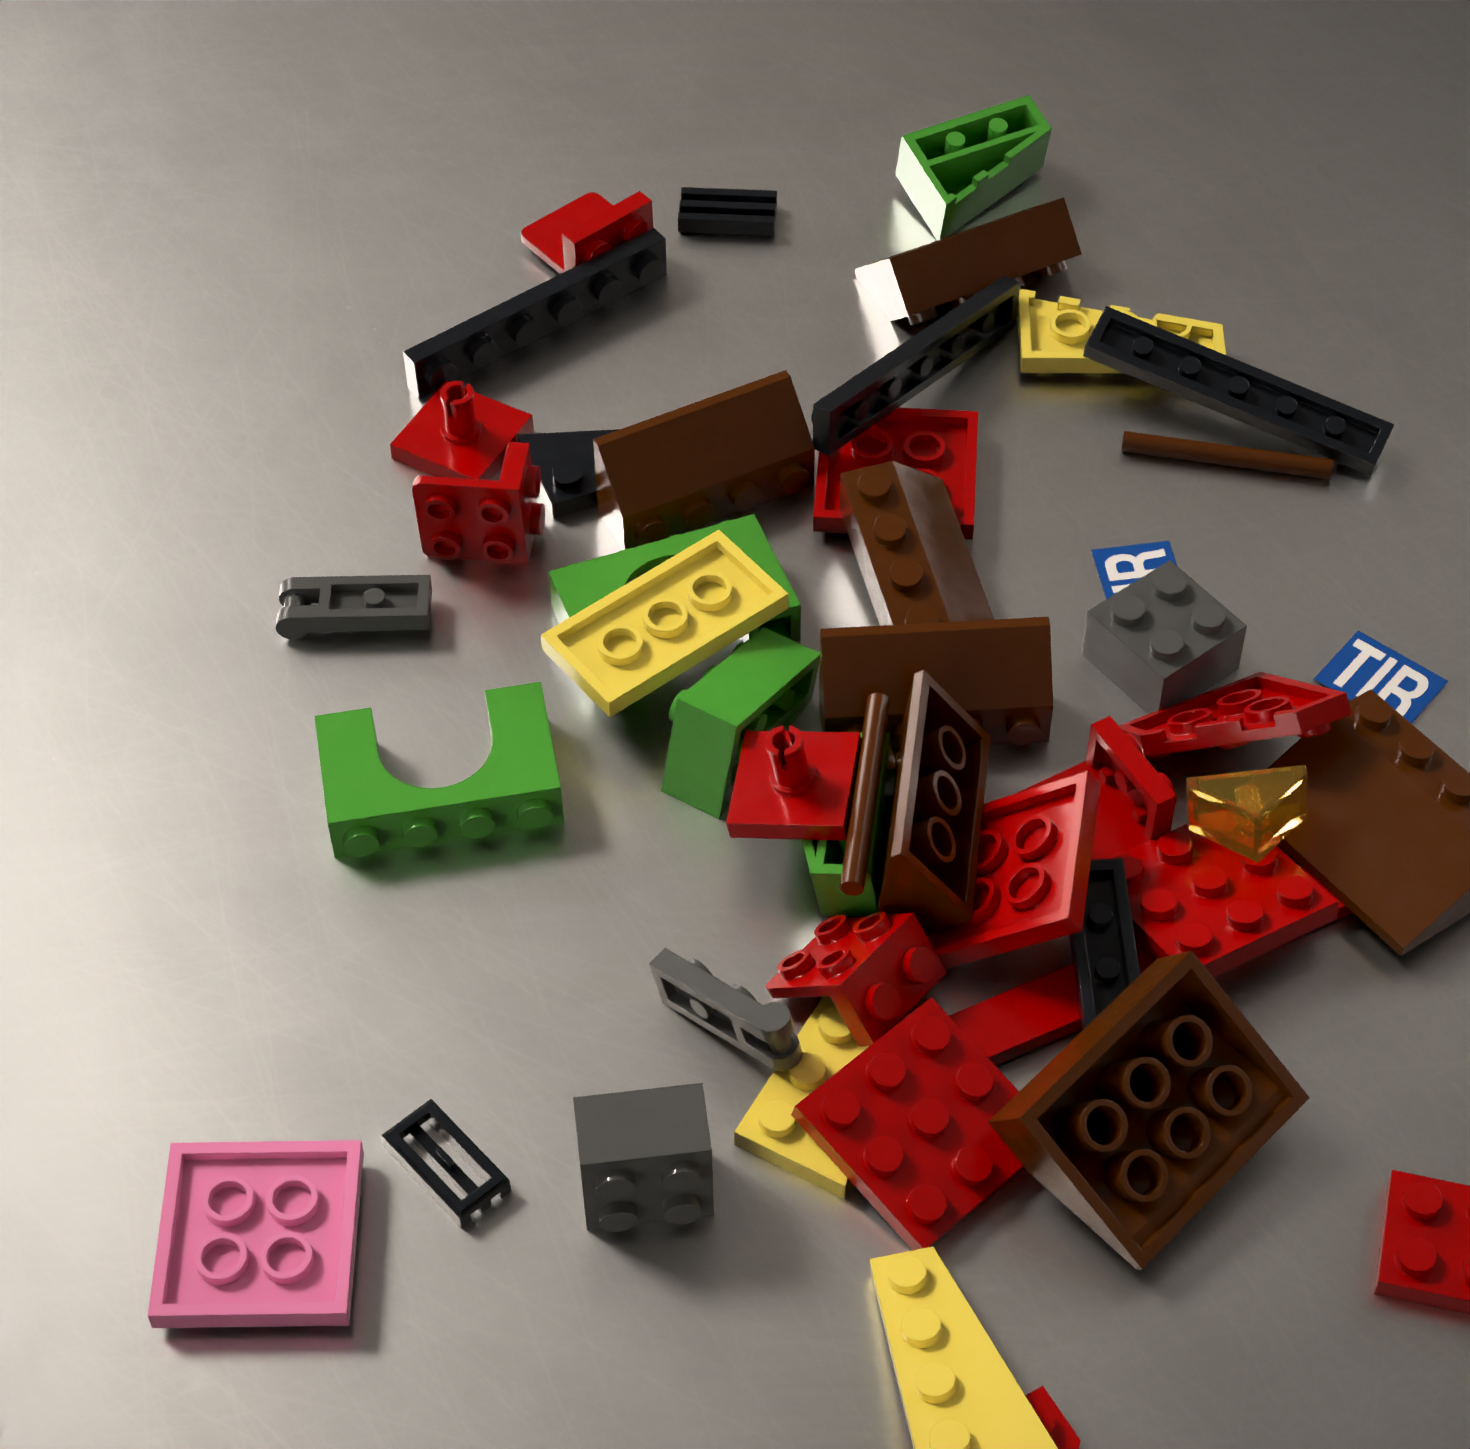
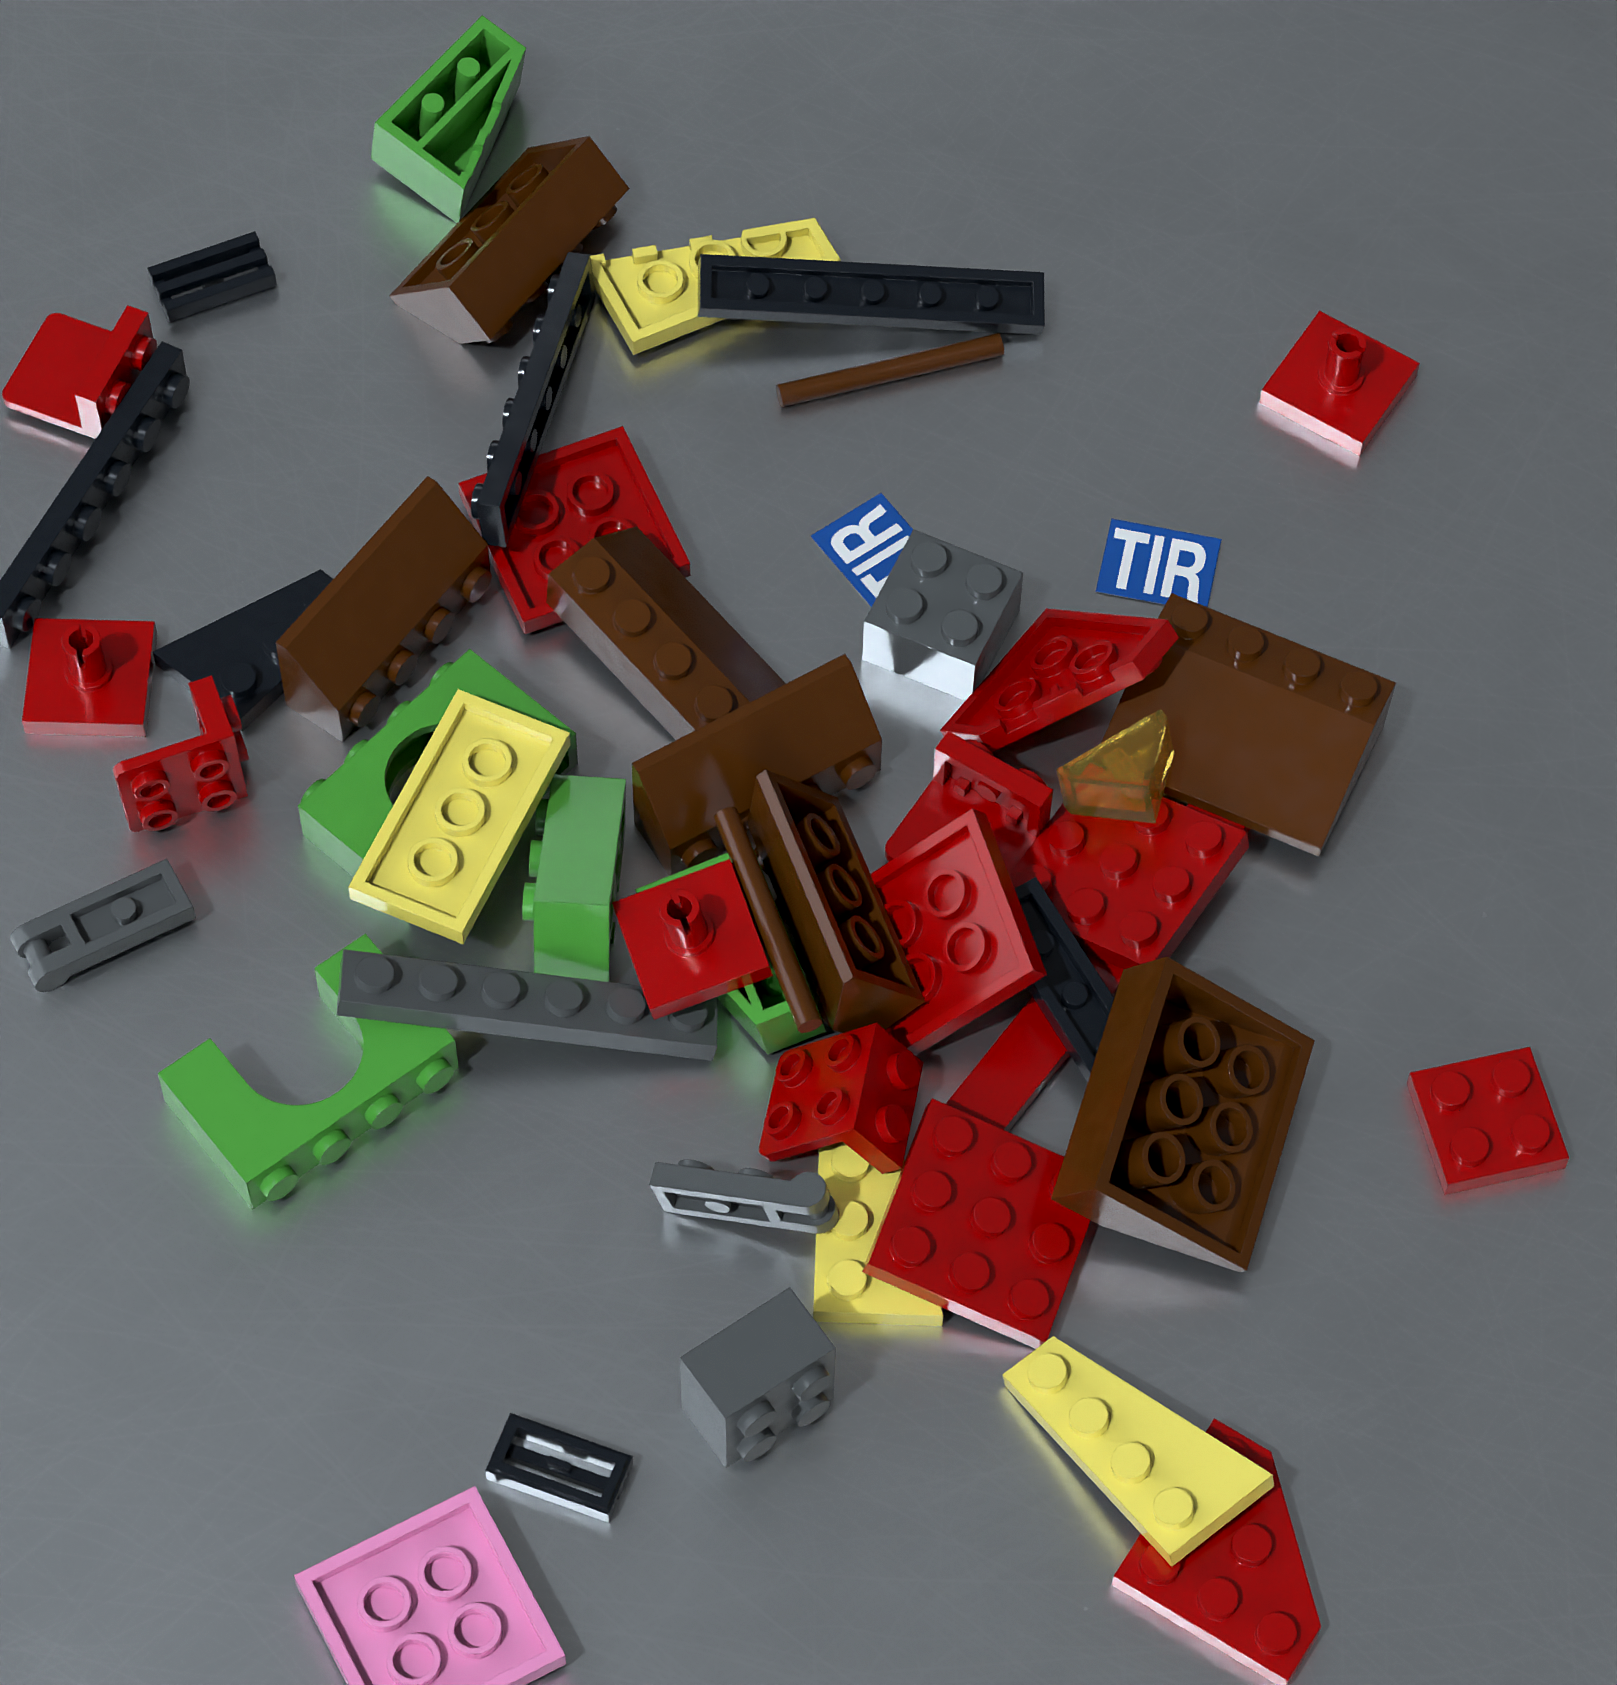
camera: 30 degrees left, 10 degrees up
(634, 787) = (519, 1005): none -> dark grey plate

